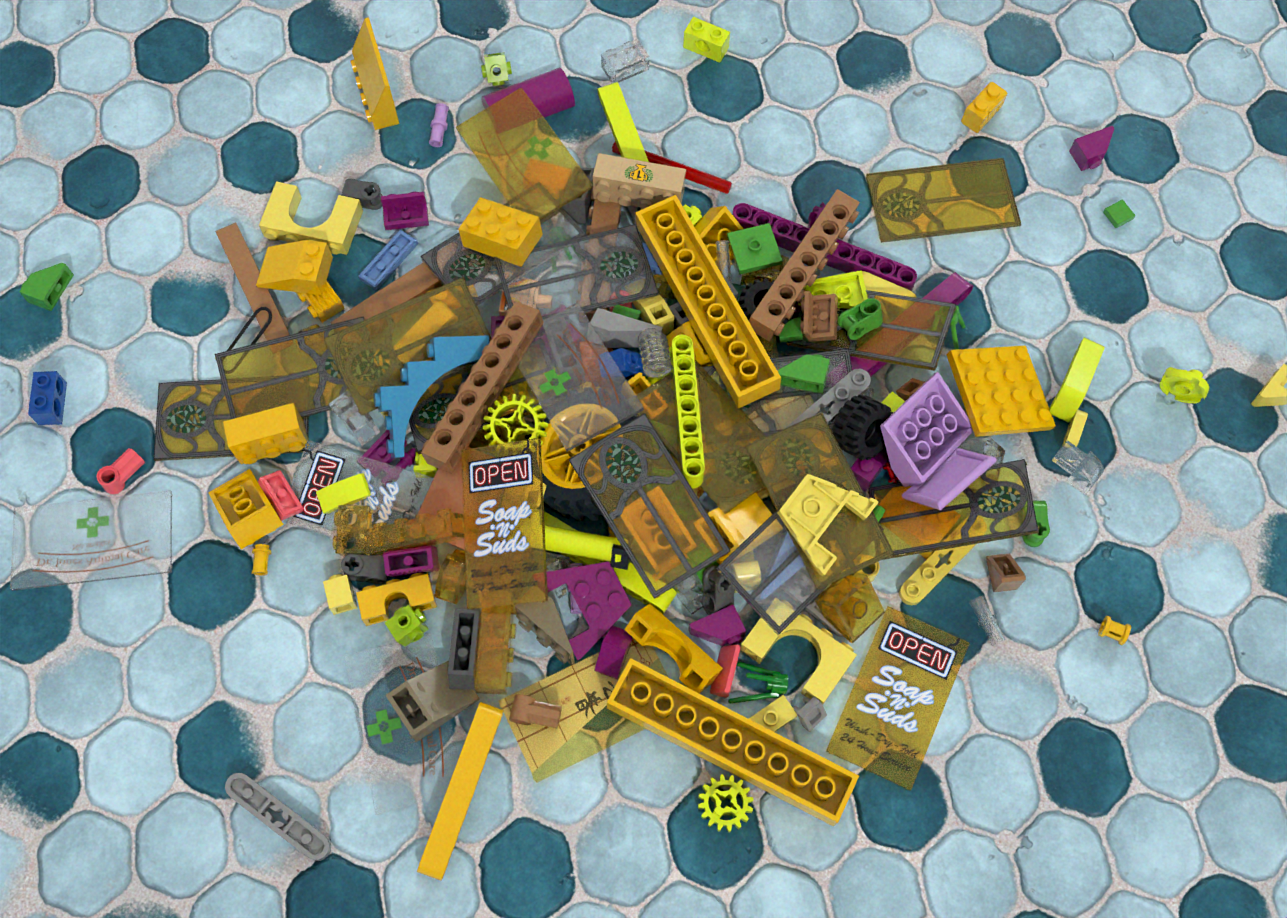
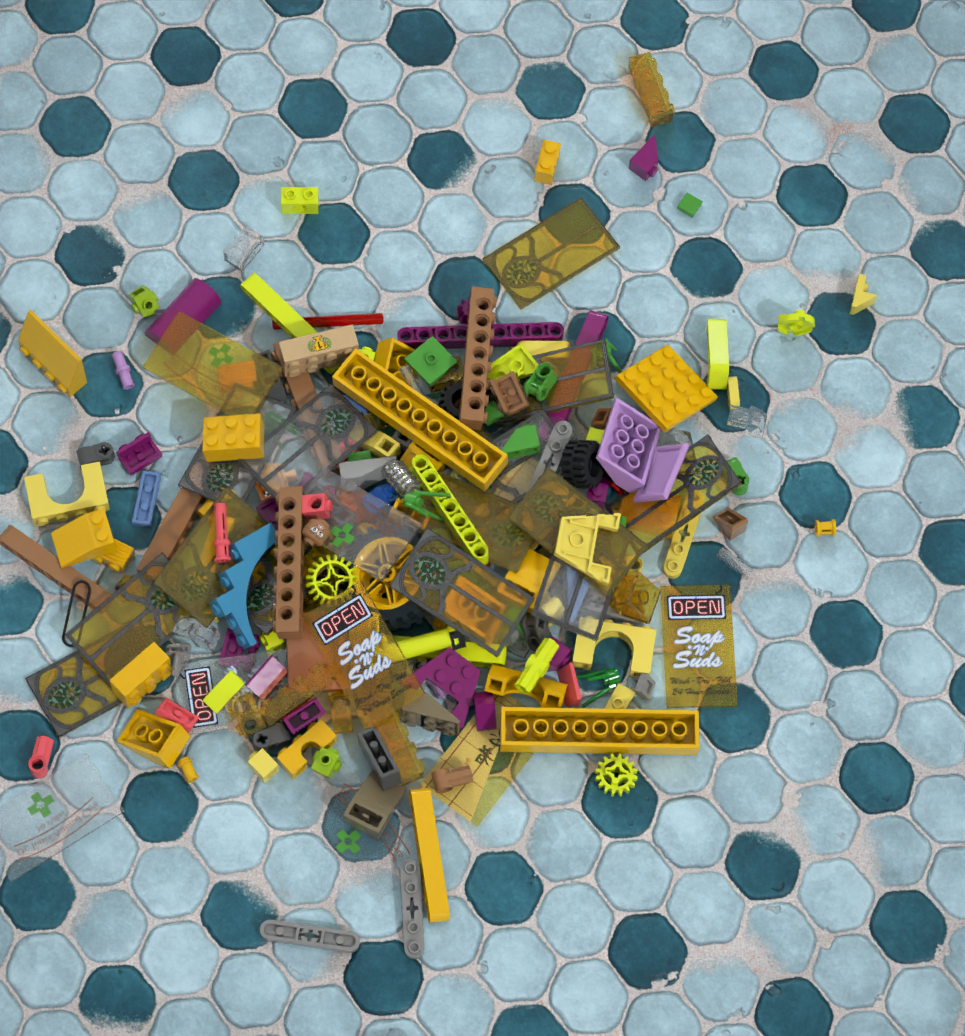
camera: 30 degrees left, 0 degrees up
(319, 430) = (176, 653): none -> light grey piece
(394, 499) = (266, 678): none -> slope
(397, 868) = (412, 928): none -> light grey piece
(423, 331) = (222, 542): none -> coral pin
(526, 366) = (316, 532): none -> medium nougat head
(543, 339) = (309, 503): none -> coral brick
(653, 384) = (415, 502): none -> bright green plant
(696, 630) = (536, 666): none -> neon yellow piece
(1132, 81) = (651, 89): none -> clear yellow brick

